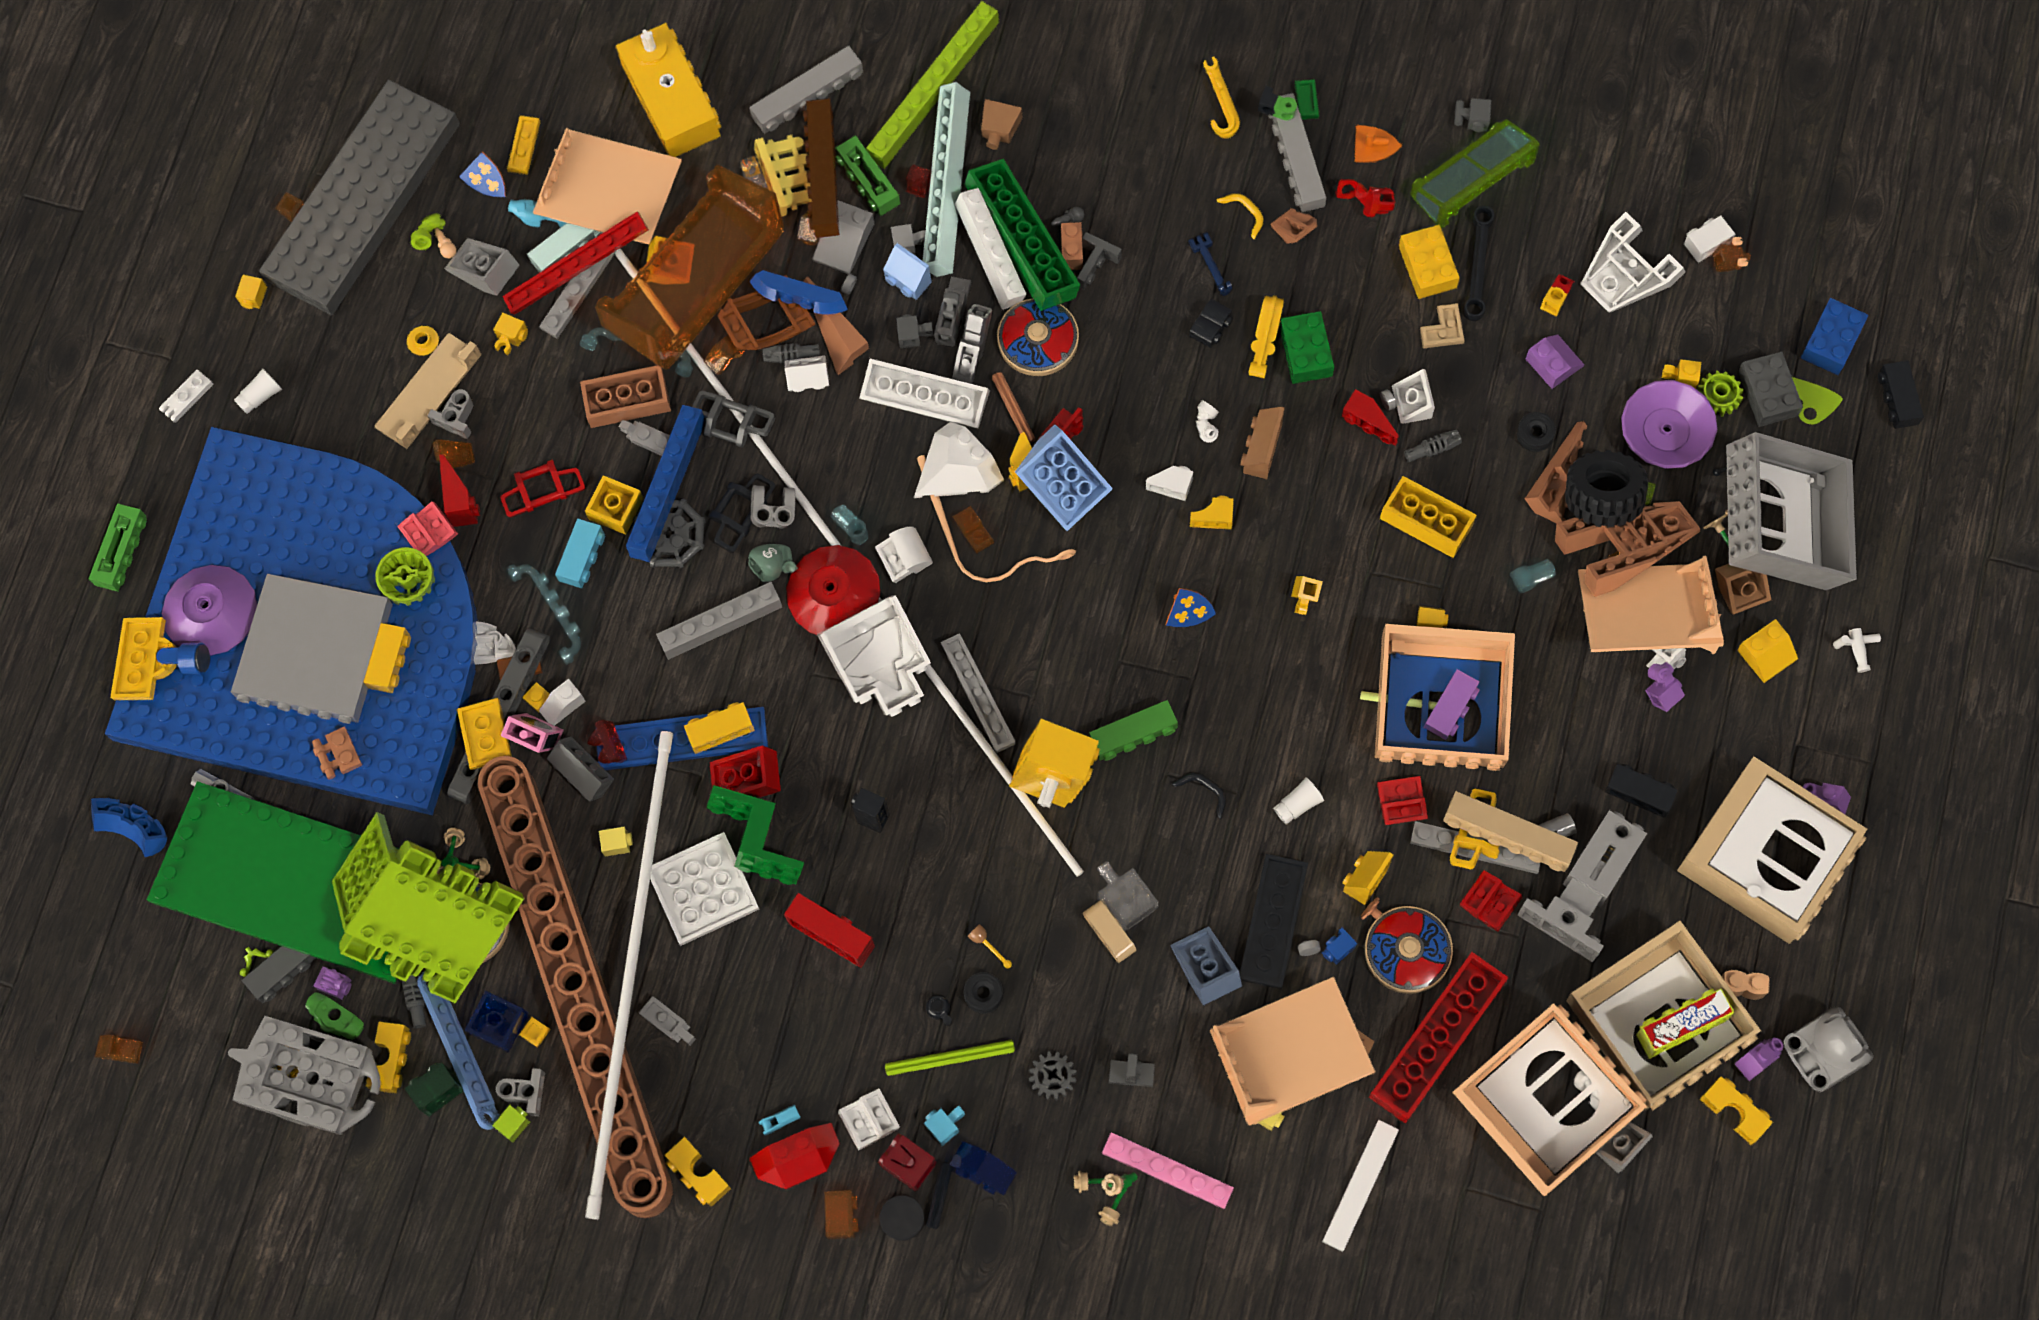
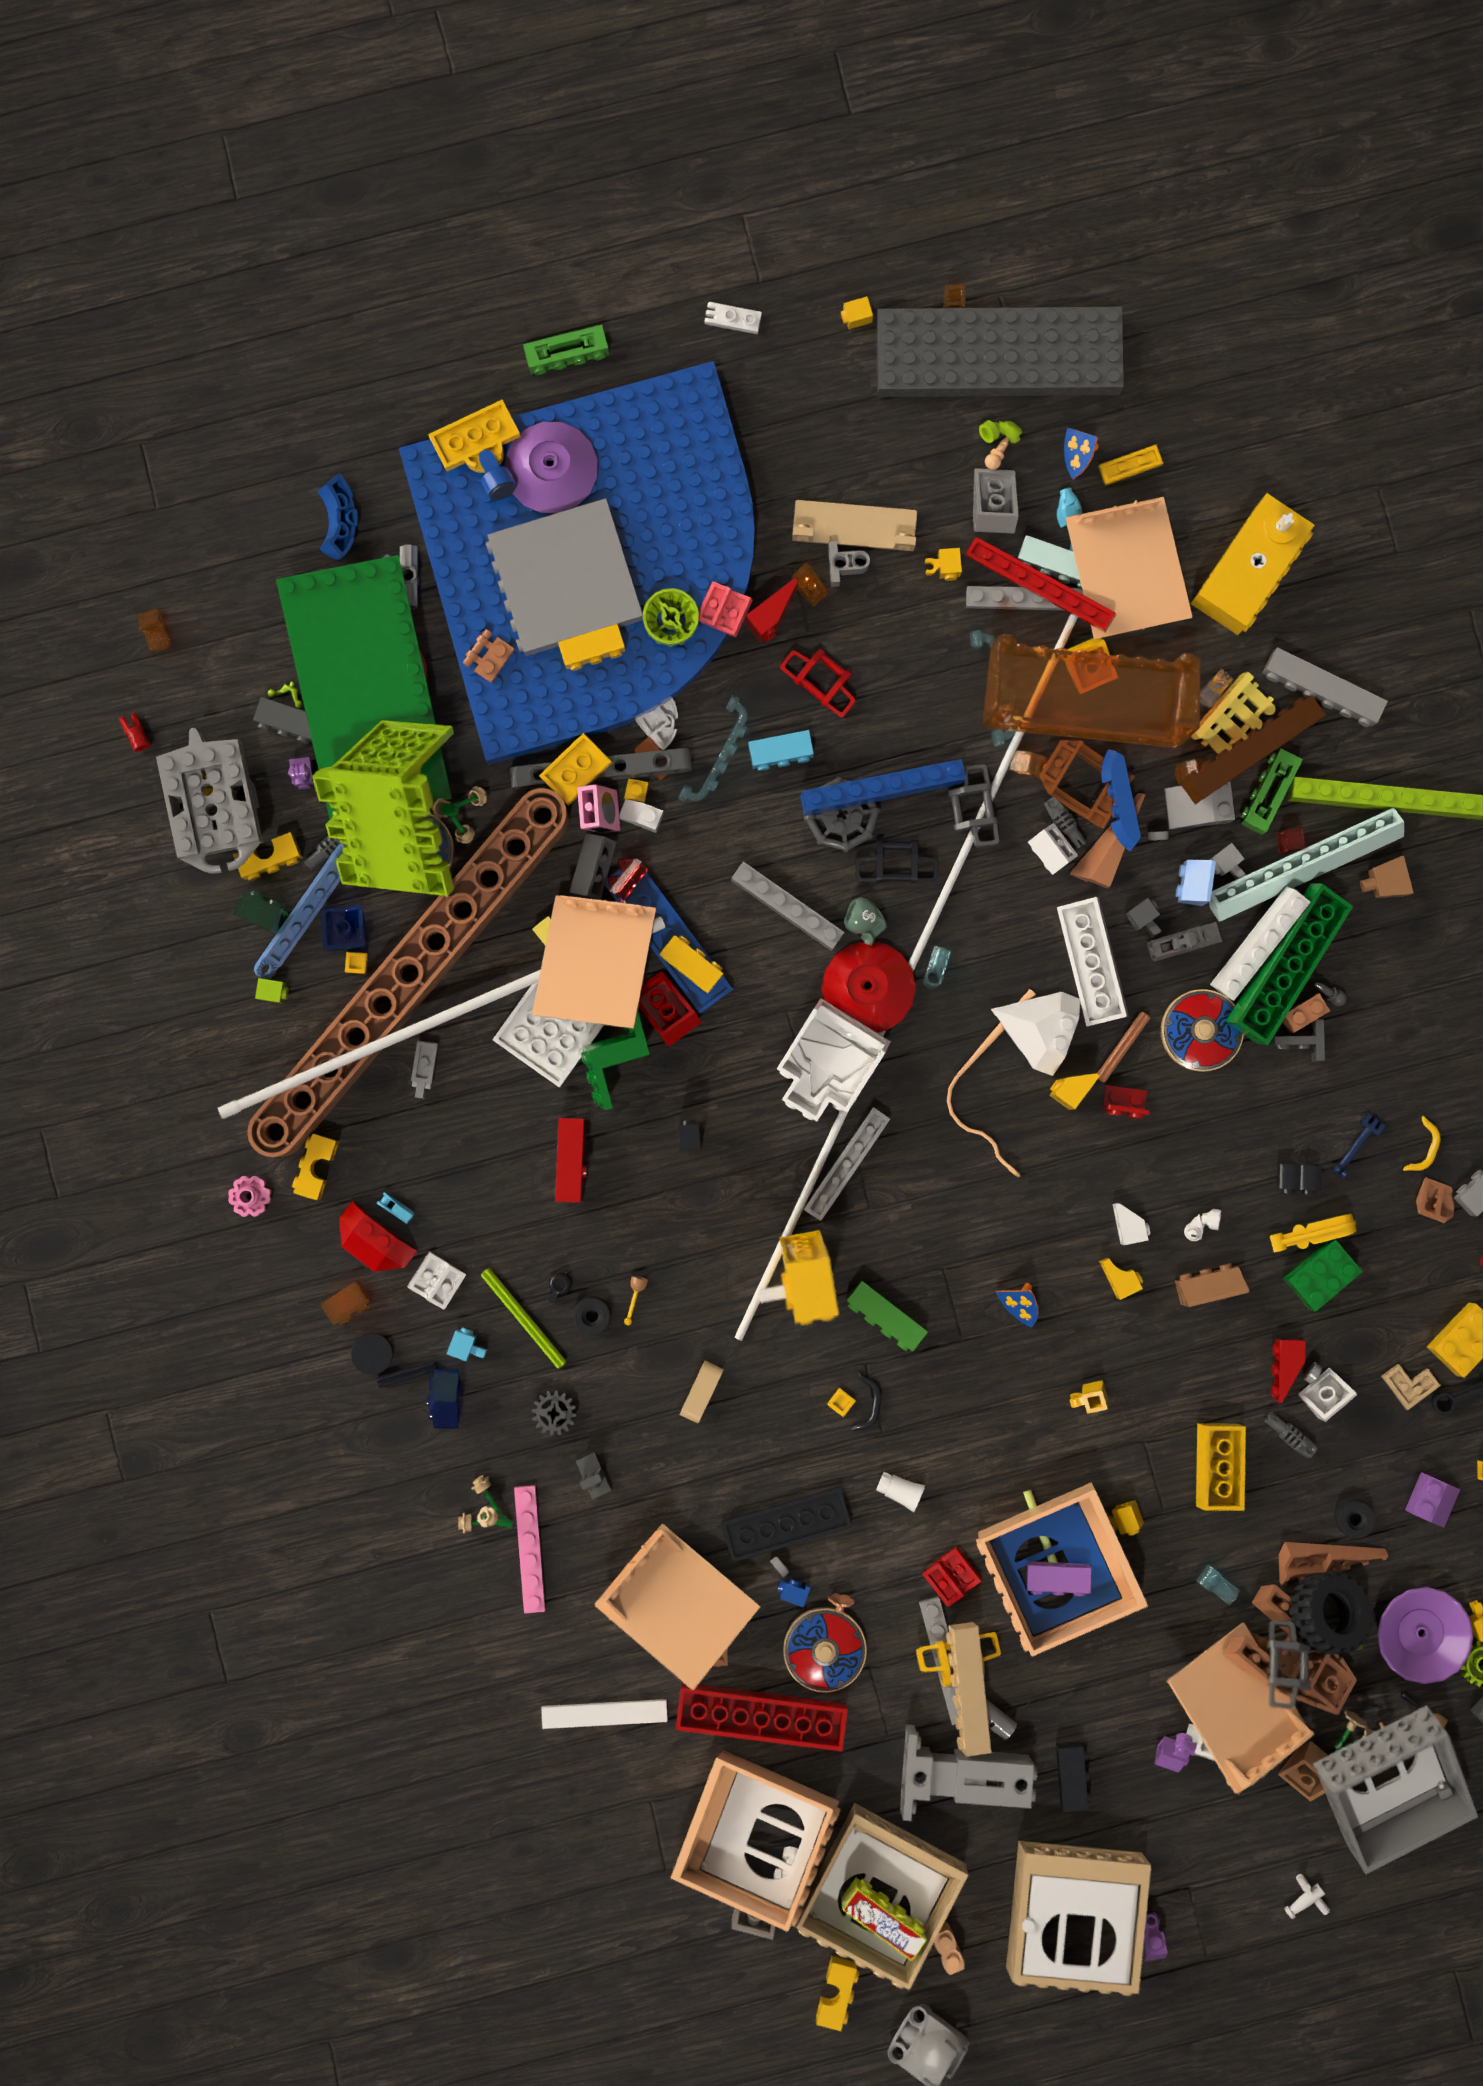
camera: 50 degrees right, 15 degrees up
(198, 1118) = (136, 735): none -> red hinge
(257, 391) = (770, 378): white plant -> none
(347, 1025) = (276, 805): bright green piece -> none
(426, 348) = (897, 501): yellow piece -> none
(518, 1091) = (300, 980): light grey tile -> none
(614, 505) = (839, 753): yellow brick -> none
(625, 396) = (942, 702): nougat brick -> none
(645, 436) = (918, 743): light grey hinge -> none
(662, 805) = (594, 961): none -> light nougat door
(676, 1251) = (239, 1196): none -> bright pink plant
(787, 507) = (922, 904): light grey piece -> none
(903, 553) = (934, 1029): white brick -> none
(907, 1162) = (416, 1335): dark red piece -> none
(972, 343) = (1161, 979): flat silver plate -> none
(973, 529) = (991, 1076): clear orange slope -> none
(1062, 477) = (1076, 1132): light blue slope -> none
(1126, 896) = (737, 1390): clear brick -> none
(1189, 813) = (841, 1402): none -> yellow tile
(1206, 965) = (717, 1488): sand blue slope -> none
(1367, 875) = (866, 1586): yellow slope -> none
(1490, 901) = (905, 1697): red slope -> none
(1651, 543) = (1274, 1680): none -> dark grey bar
(1760, 1057) = (889, 1995): medium lavender brick -> none
(1768, 651) = (1260, 1823): yellow slope -> none

